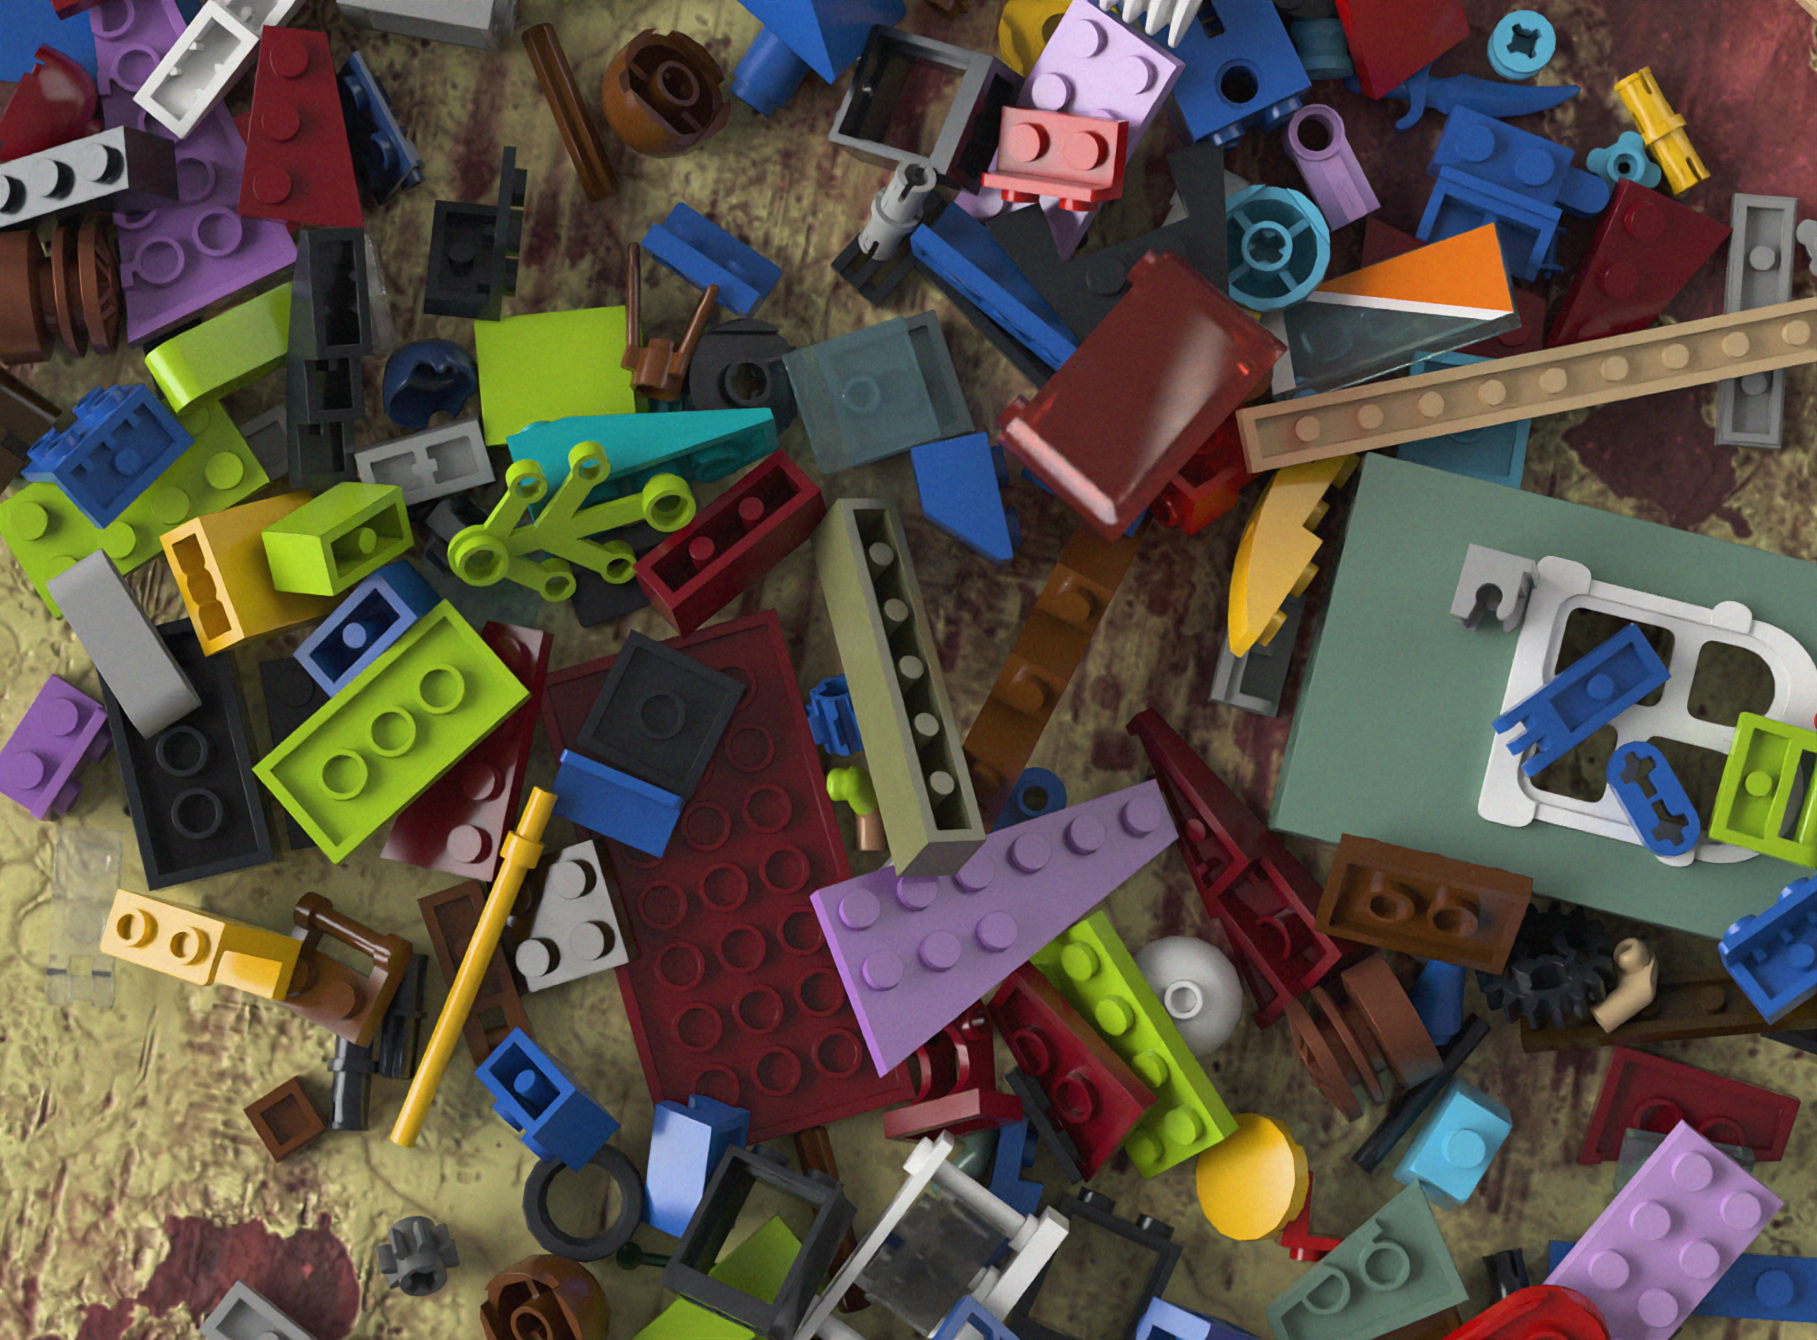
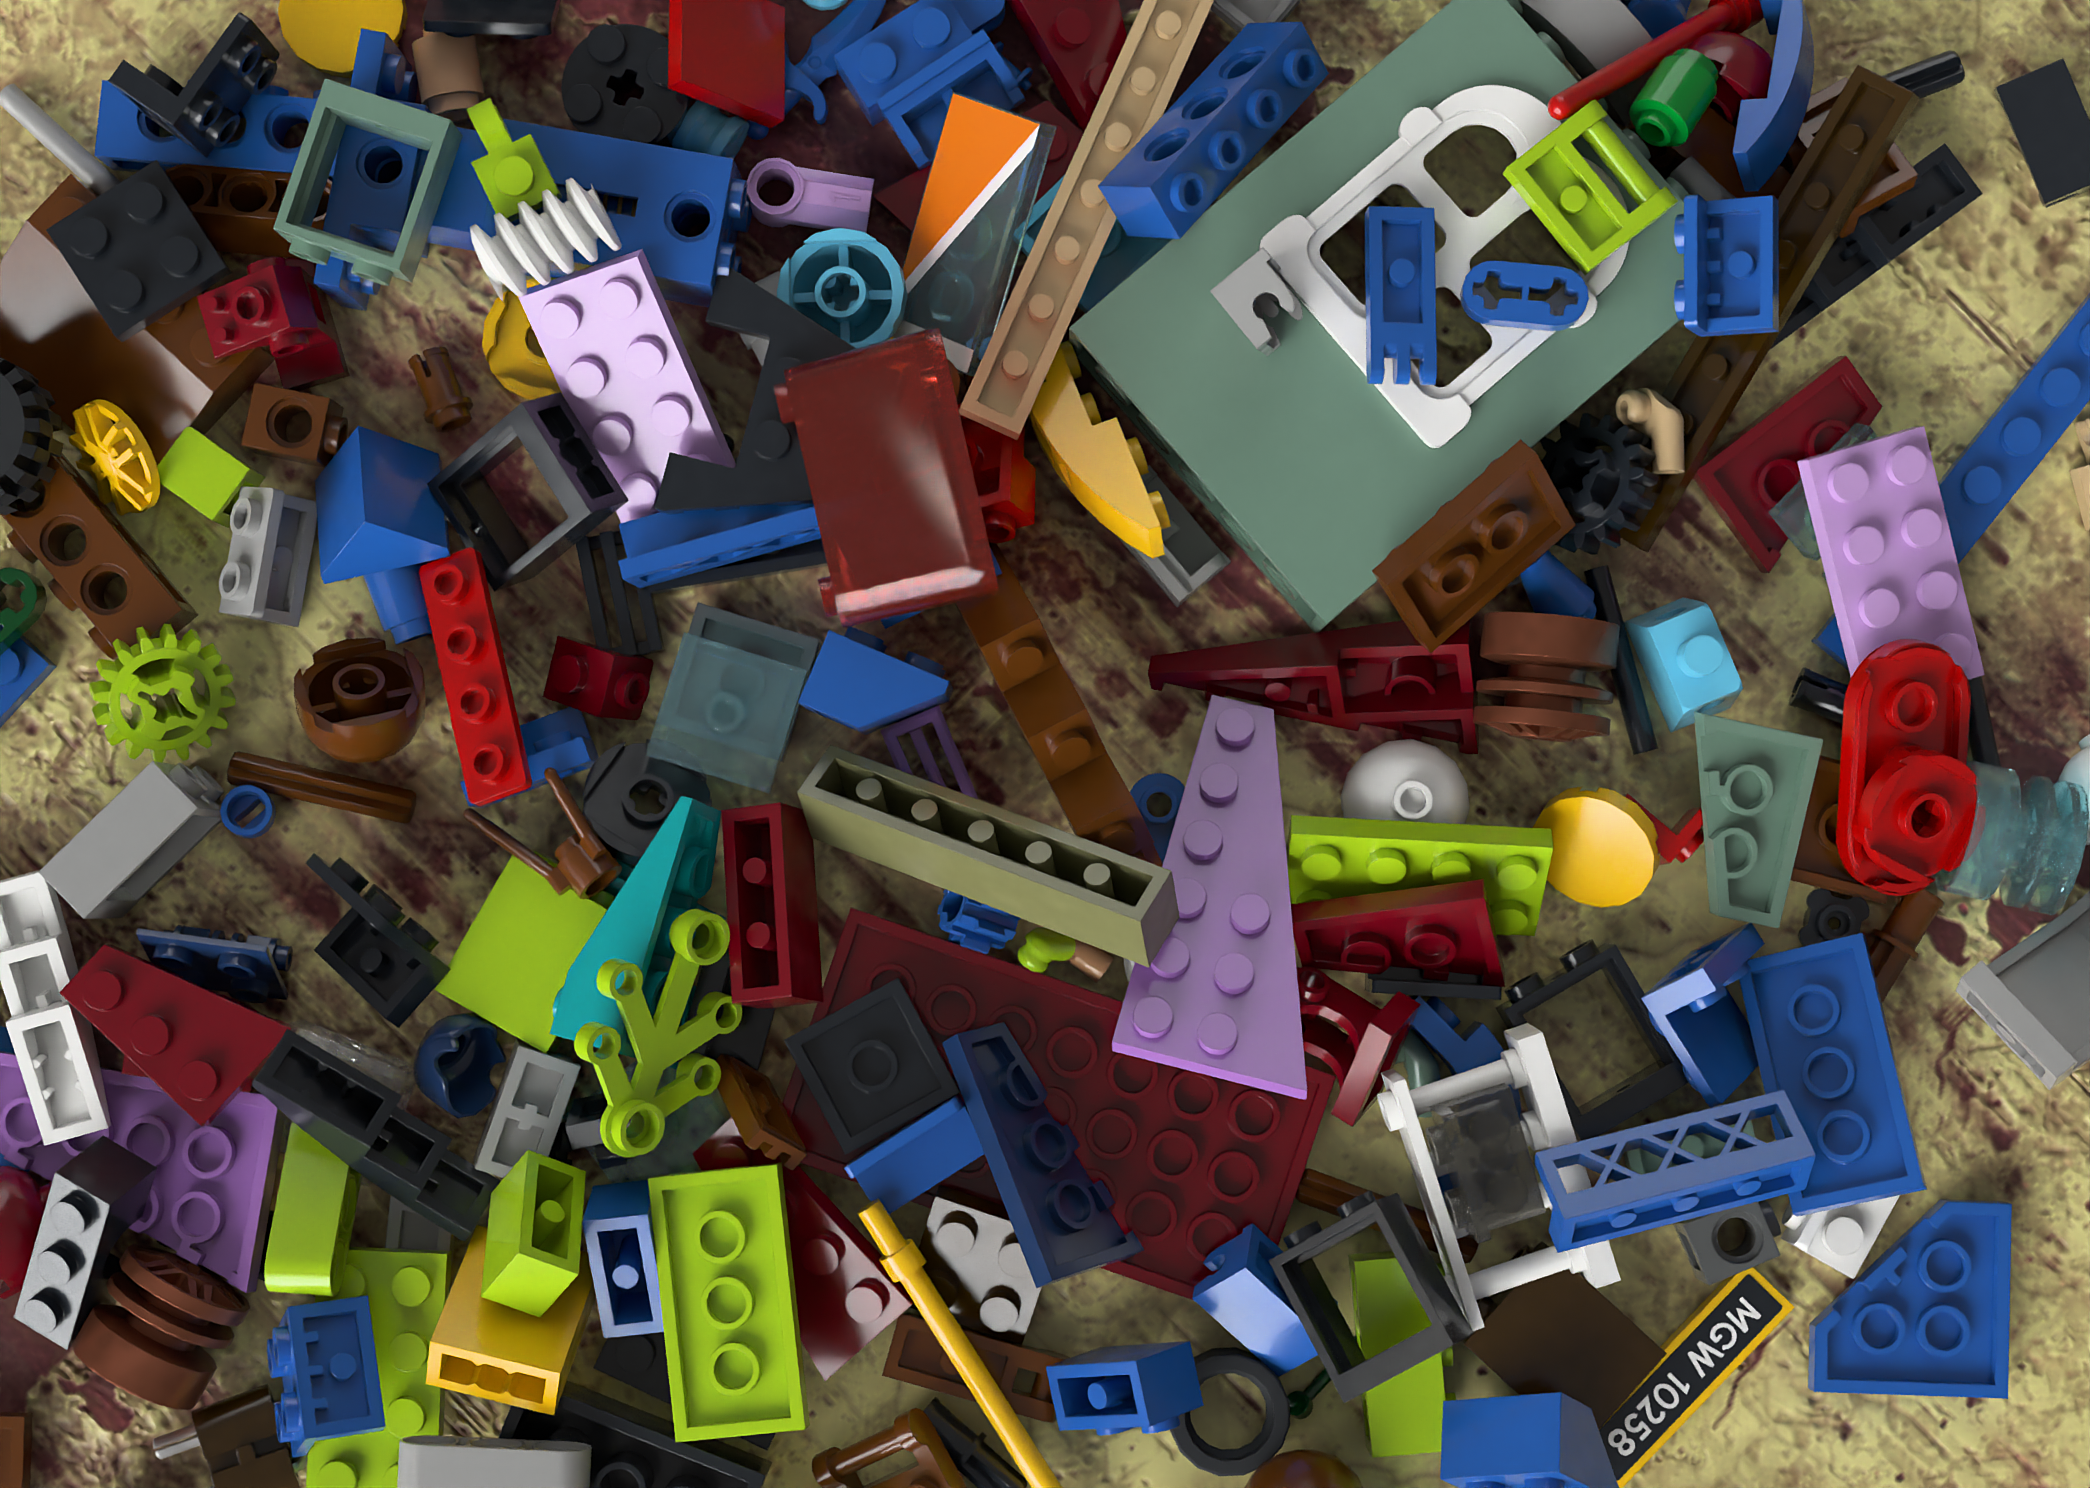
camera: 50 degrees left, 0 degrees up
(510, 56) = (240, 803): none -> blue hinge
(559, 650) = (759, 1112): none -> reddish brown tile
(660, 922) = (1045, 1189): none -> dark blue wing
(747, 174) = (475, 677): none -> red bracket
(814, 272) = (598, 679): none -> dark red bracket
(897, 209) = (592, 573): light grey pin -> none
(957, 554) = (913, 727): none -> medium lavender tile
(1059, 157) = (643, 408): bracket -> none
(1614, 454) = (1213, 130): none -> blue brick

